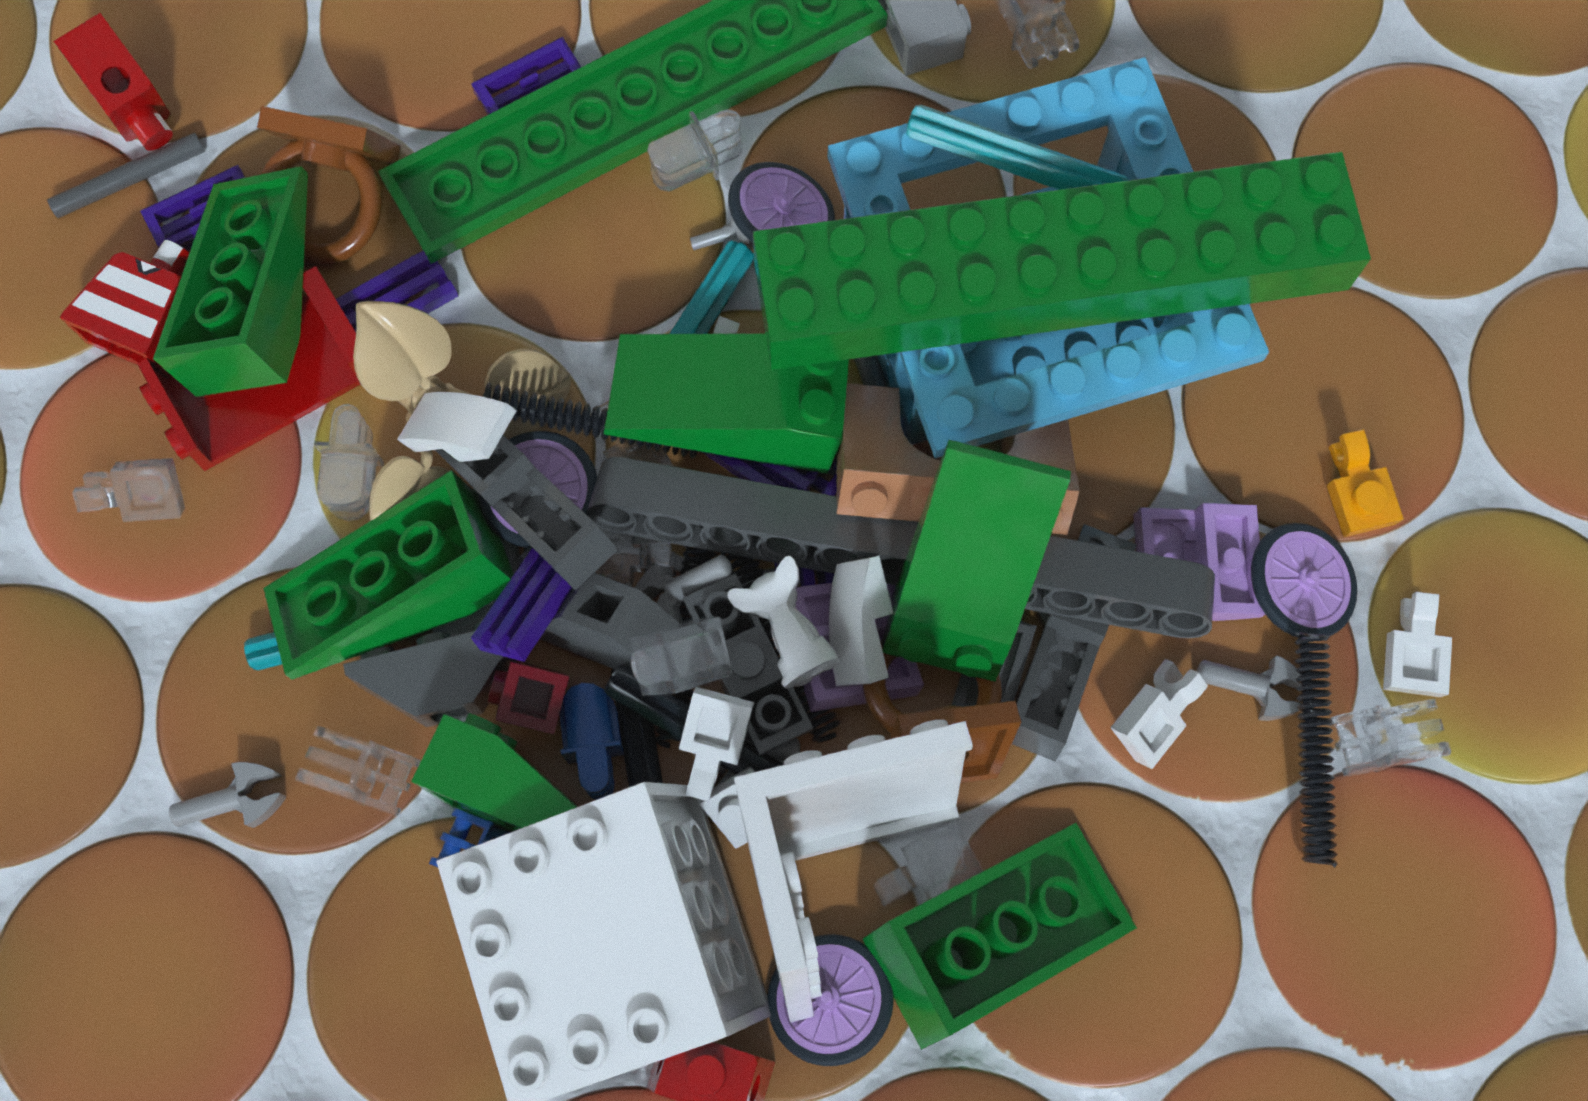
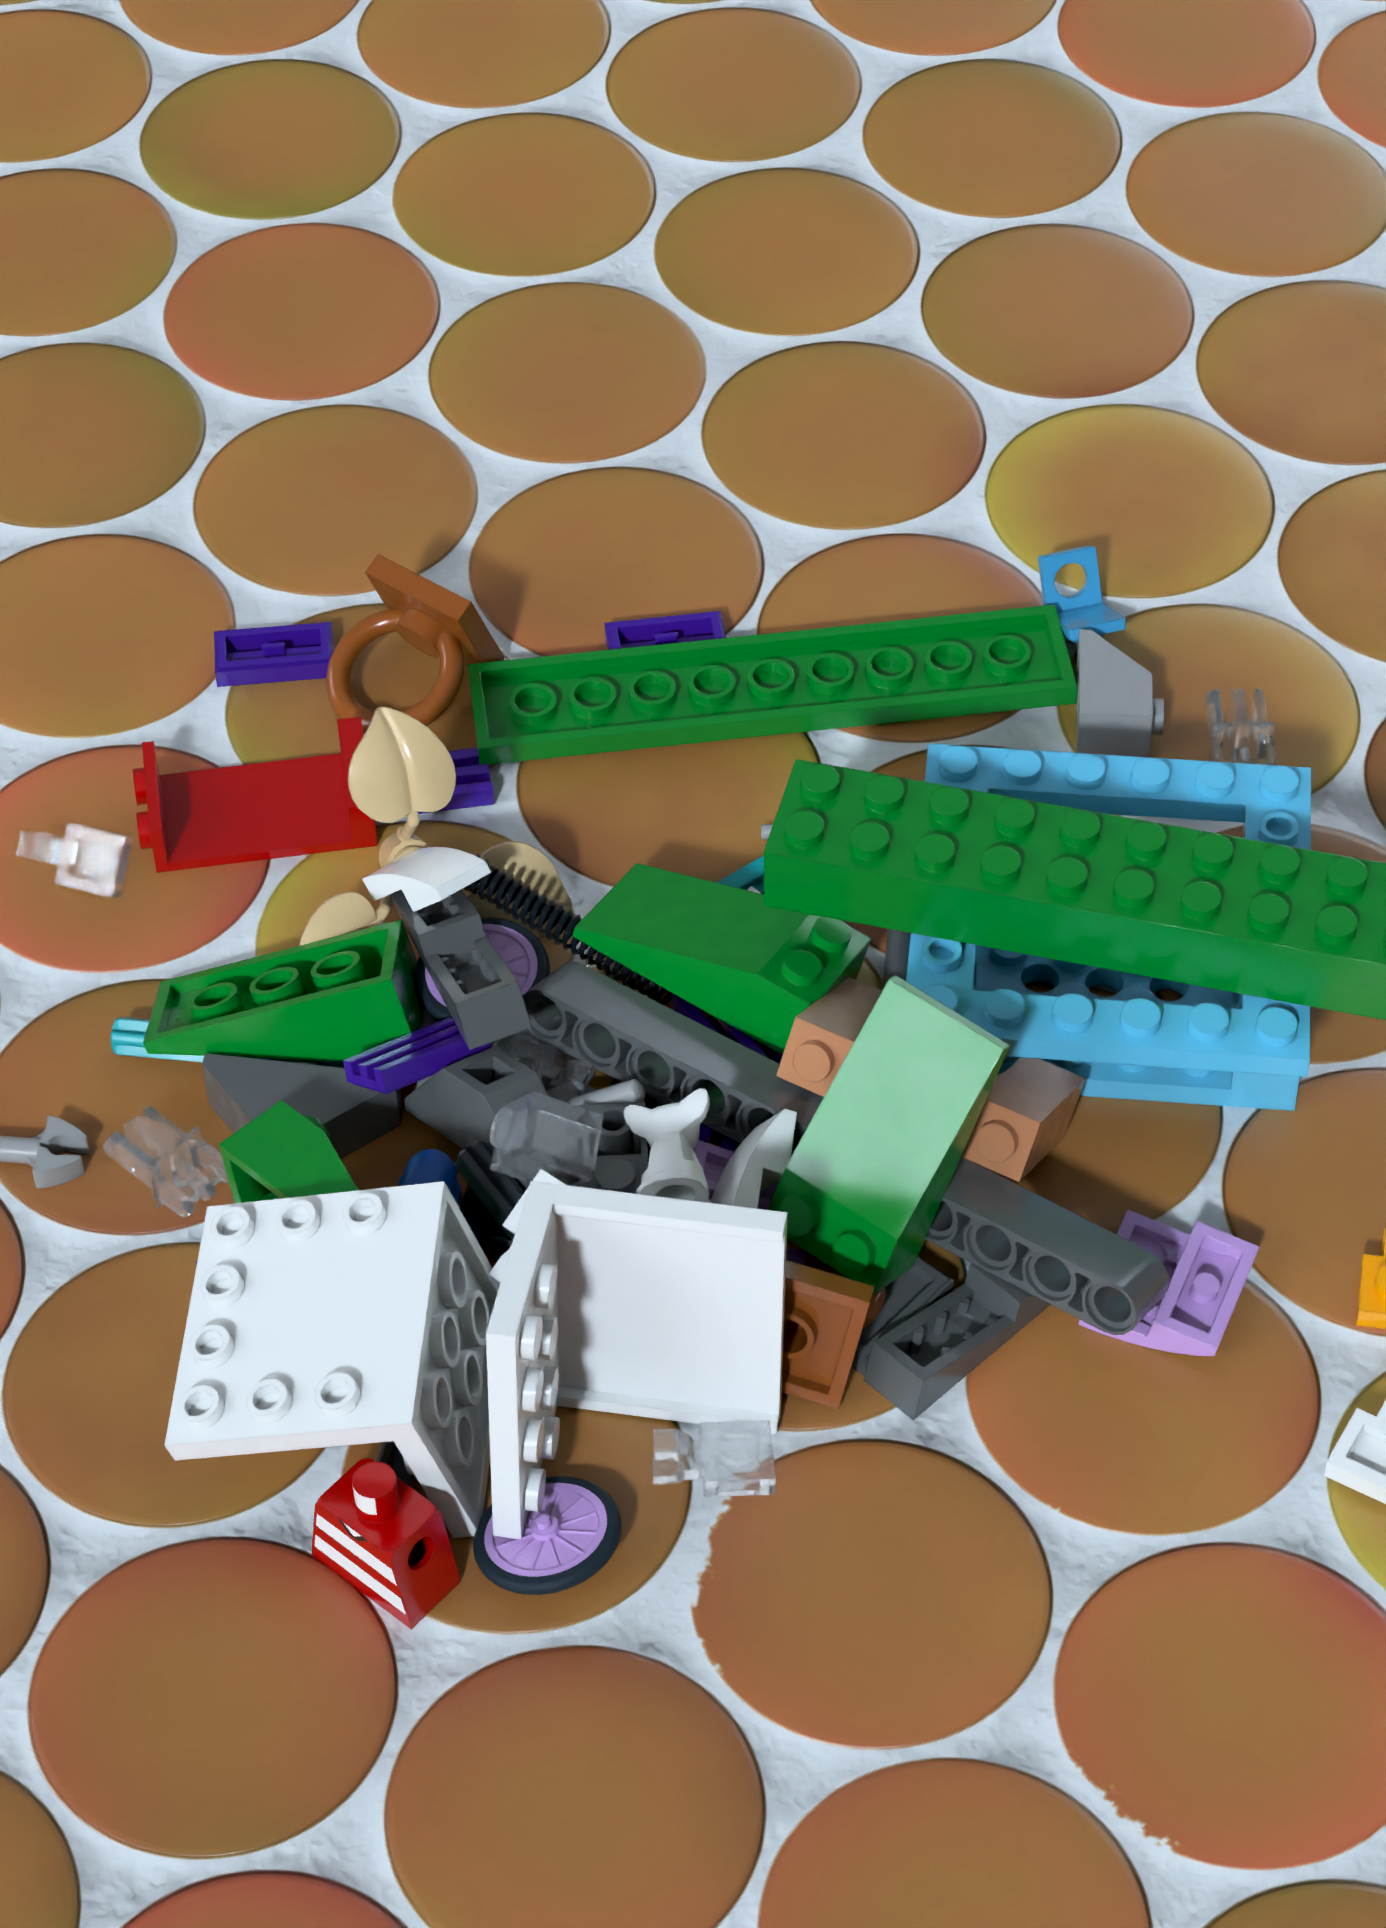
camera: 25 degrees right, 25 degrees down
(116, 82) = (252, 533): red torso -> none
(125, 175) = (216, 601): dark grey bar -> none
(128, 304) = (167, 702): red torso -> none
(241, 288) = (275, 715): green slope -> none
(347, 465) = (298, 895): clear arm -> none
(528, 696) = (377, 1142): dark red brick -> none
(695, 150) = (820, 738): clear arm -> none
(998, 935) = (758, 1535): green slope -> none
(1004, 151) = (1086, 778): teal axle -> none
(1153, 716) = (1037, 1401): white plate -> none
(1256, 684) = (1183, 1424): light grey bar -> none
(1303, 580) = (1280, 1338): lavender wheel -> none
(1314, 747) = (1199, 1491): black piece -> none
(1384, 738) = (1299, 1509): clear arm -> none

